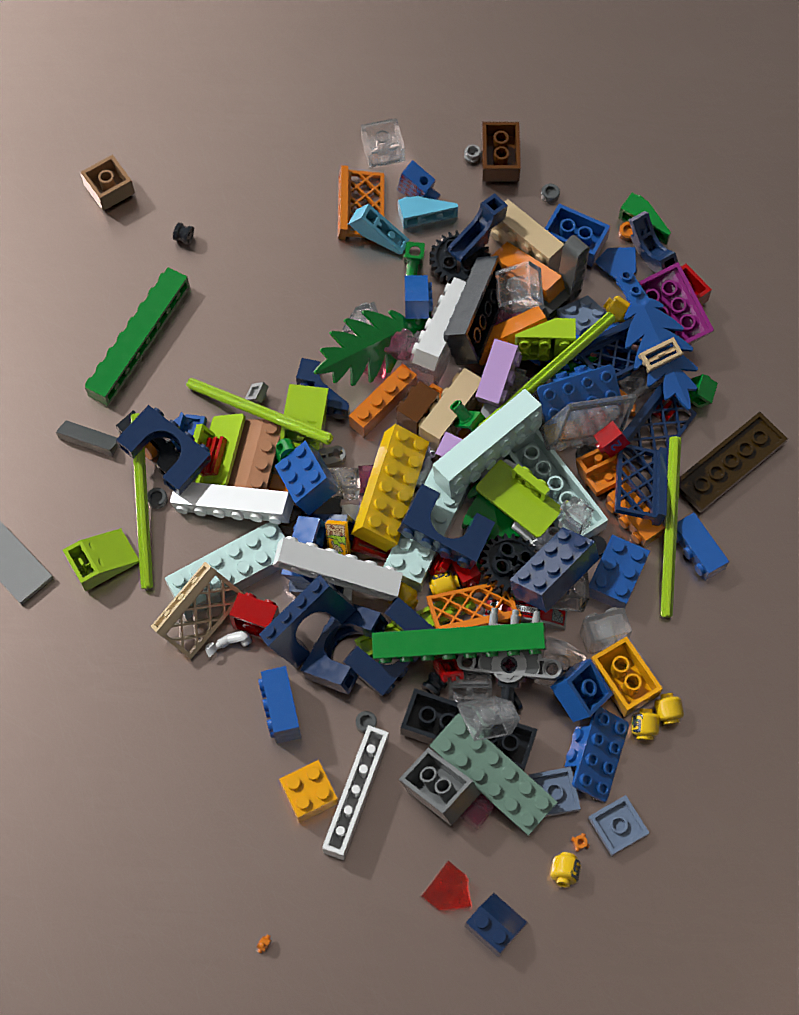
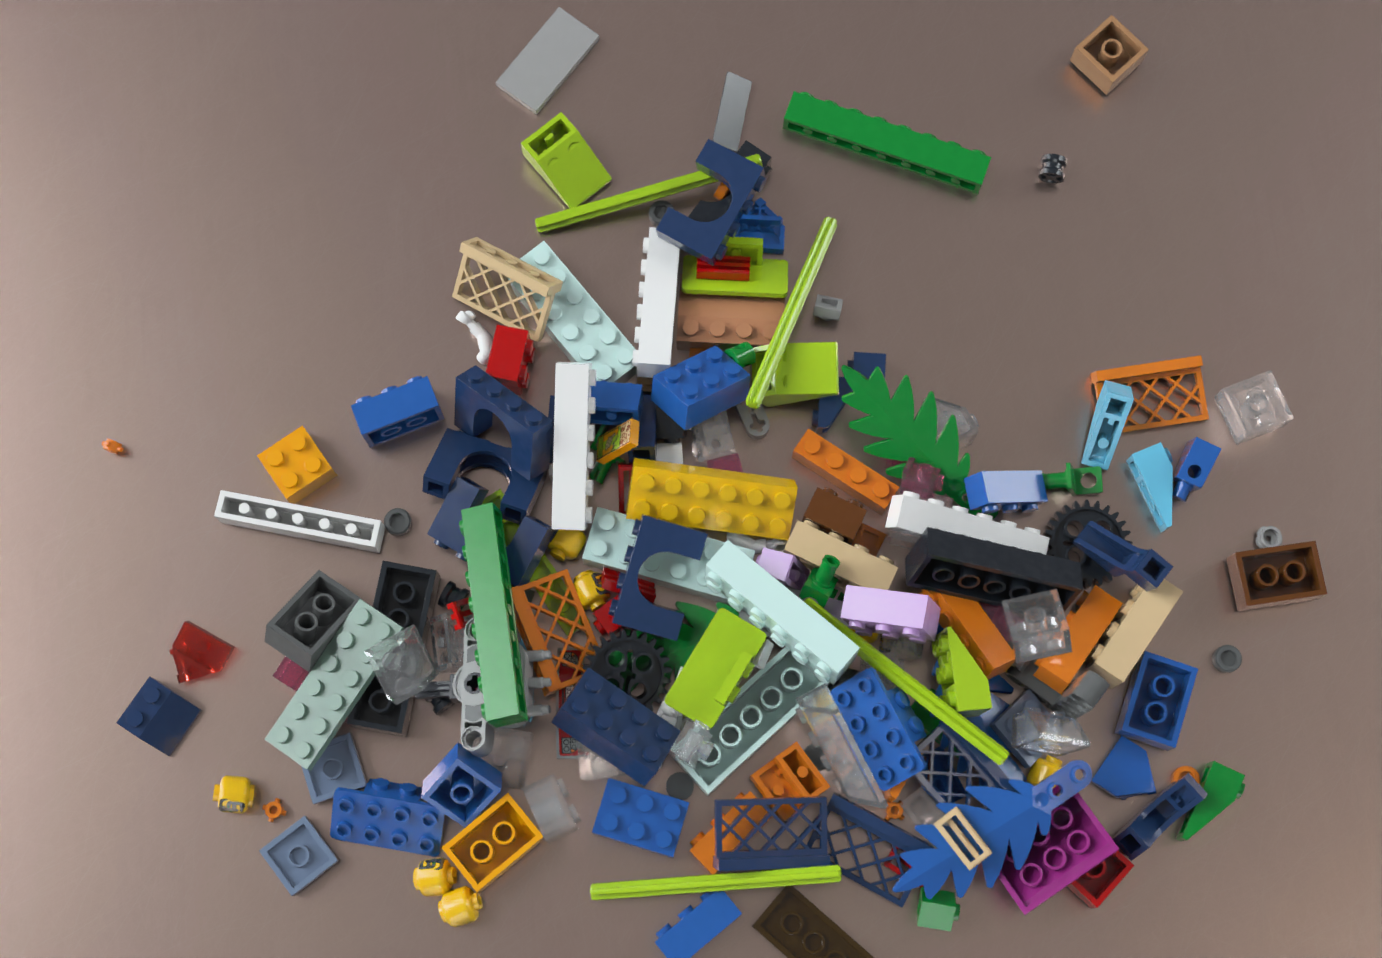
camera: 80 degrees right, 10 degrees up
(591, 296) = (1047, 732): none -> clear slope
(610, 440) = (824, 784): red brick -> none

